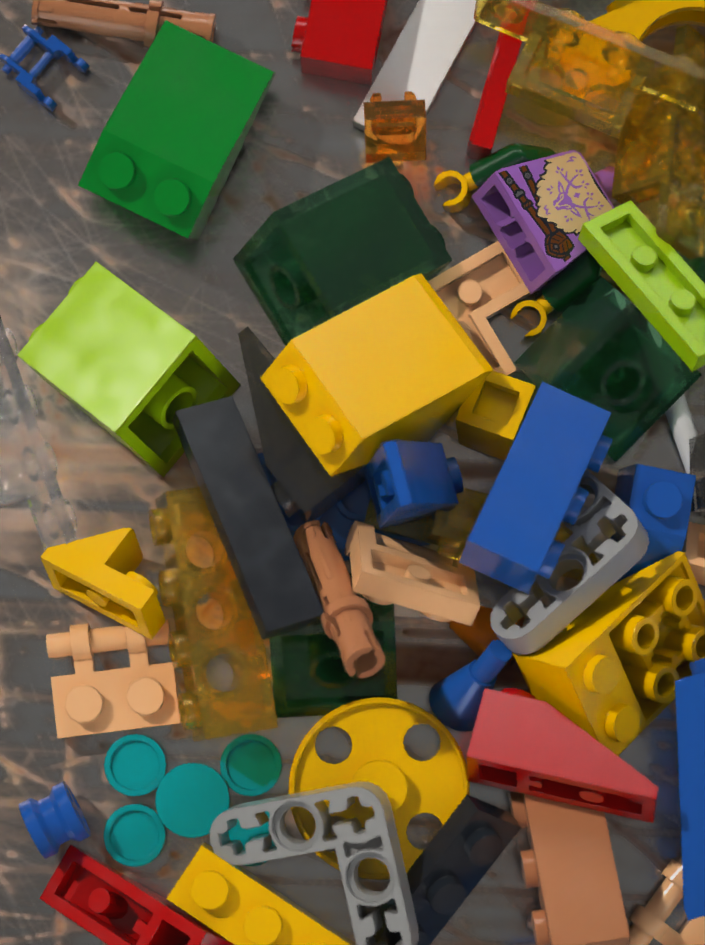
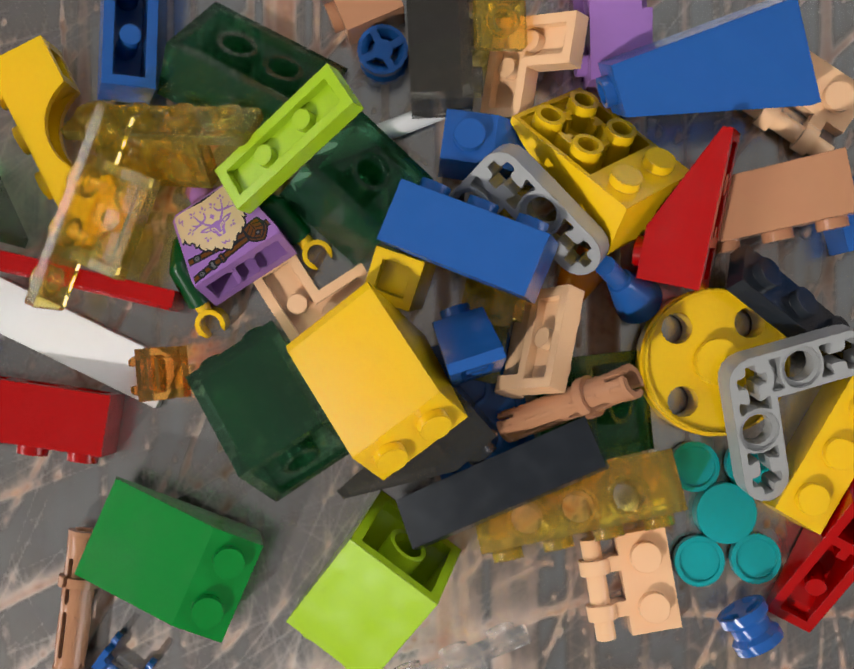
camera: 90 degrees left, 5 degrees up
(103, 578) = (547, 599): yellow slope -> none

